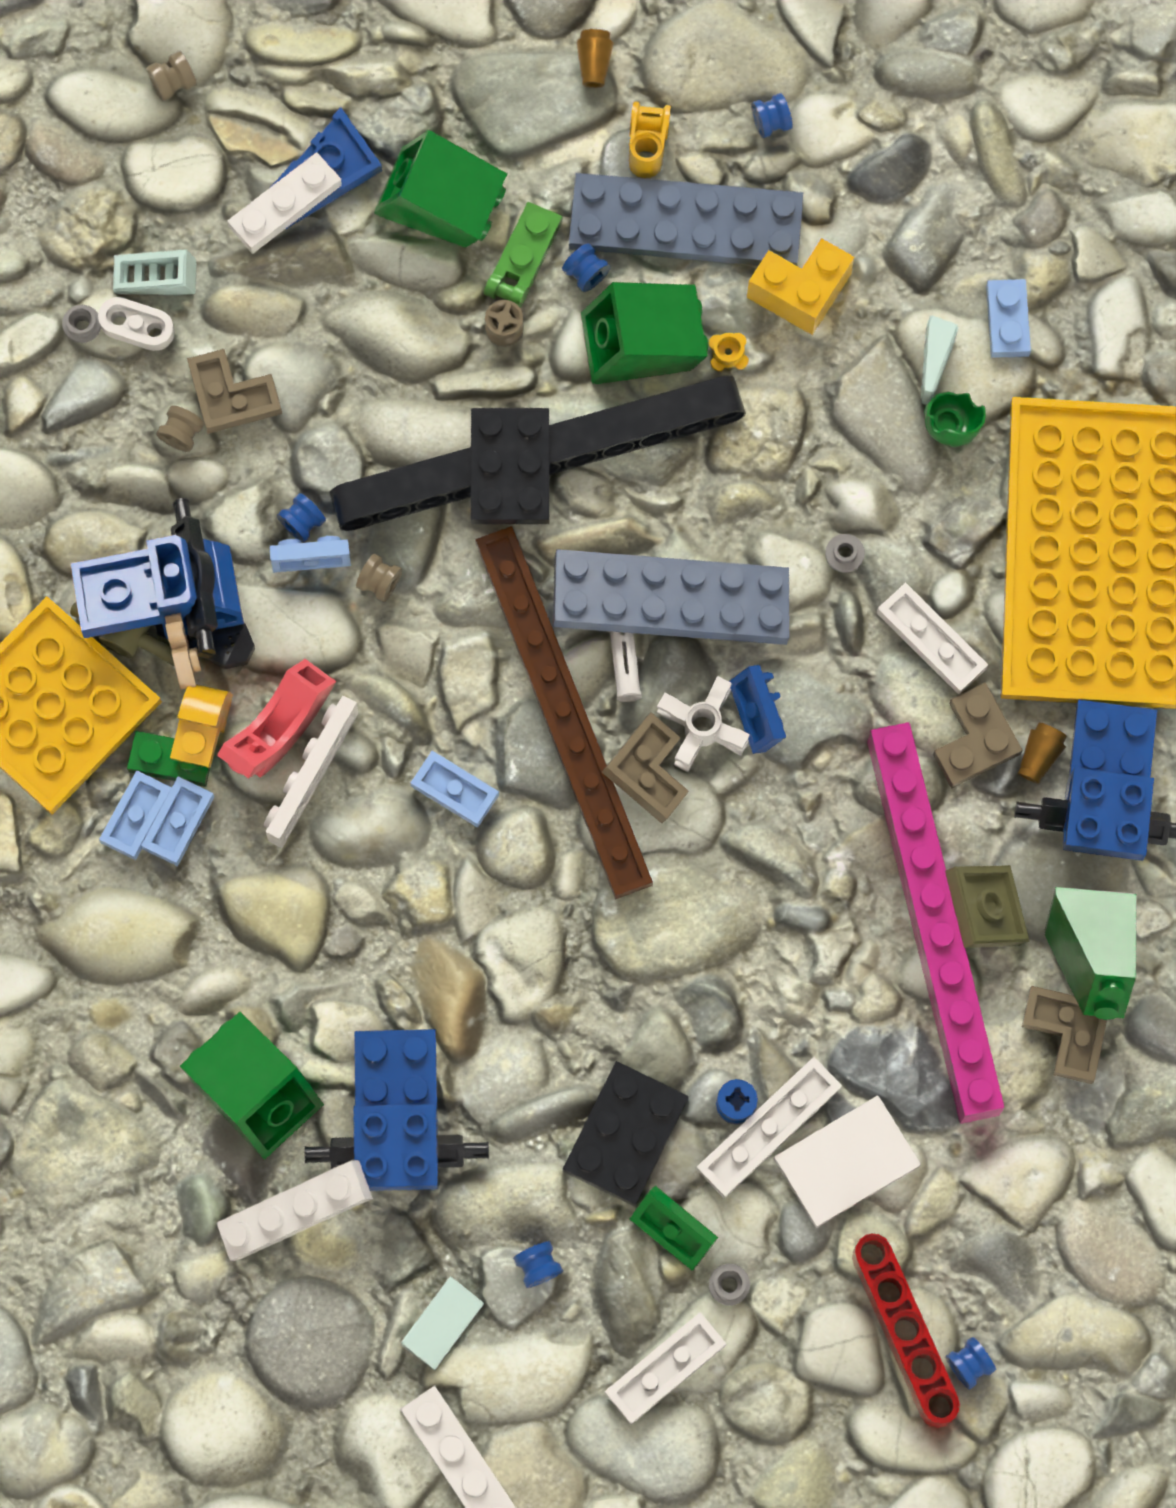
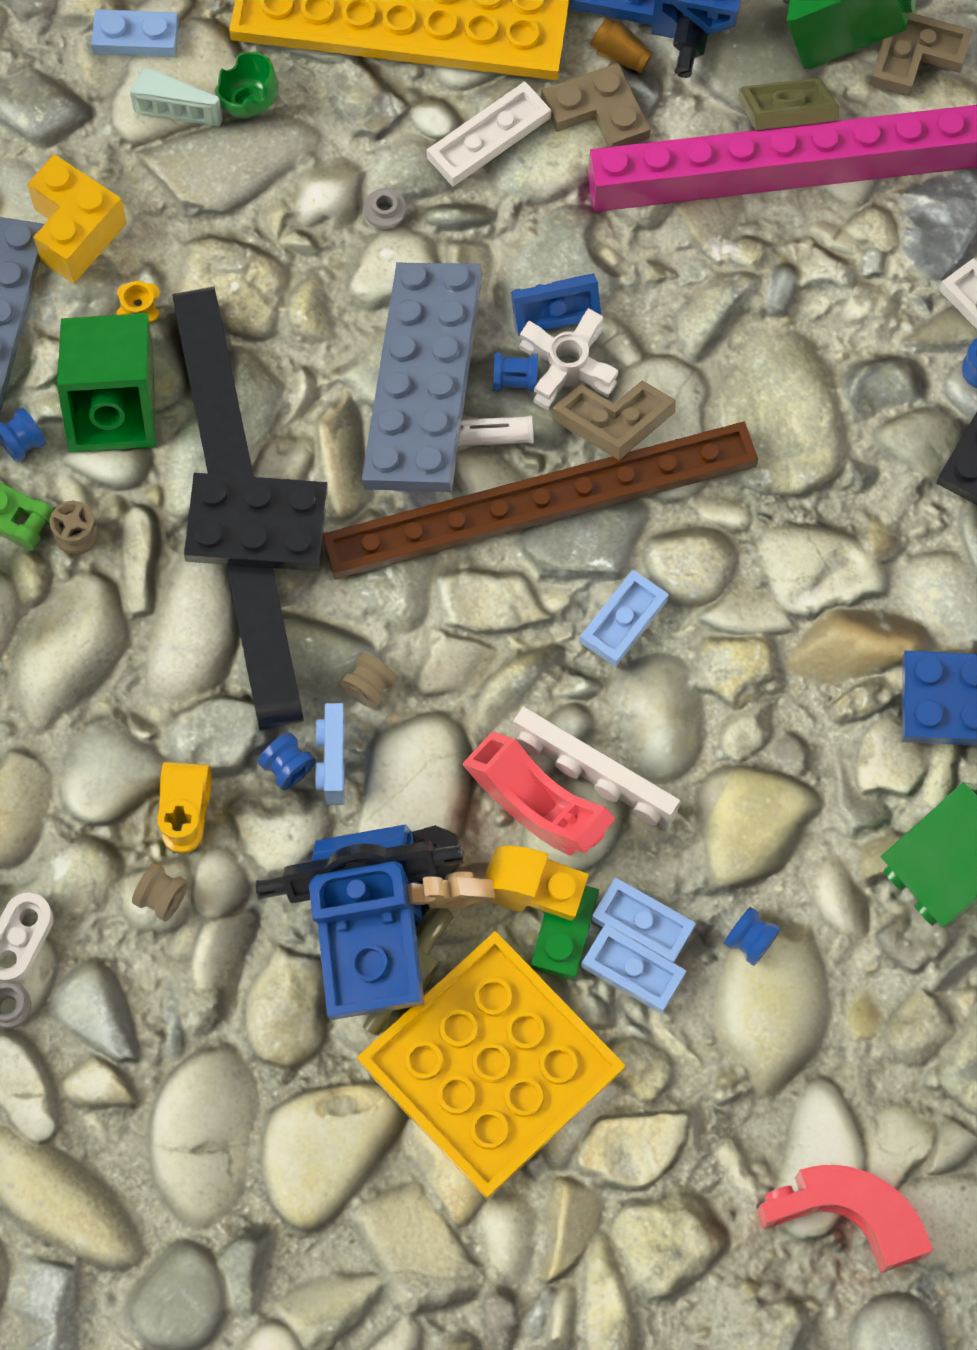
camera: 85 degrees left, 5 degrees down
(168, 911) = (752, 936): none -> blue wheel
(226, 402) = (127, 845): dark tan plate -> none
(263, 438) = (183, 798): none -> yellow piece
(686, 678) = (504, 365): none -> blue bush

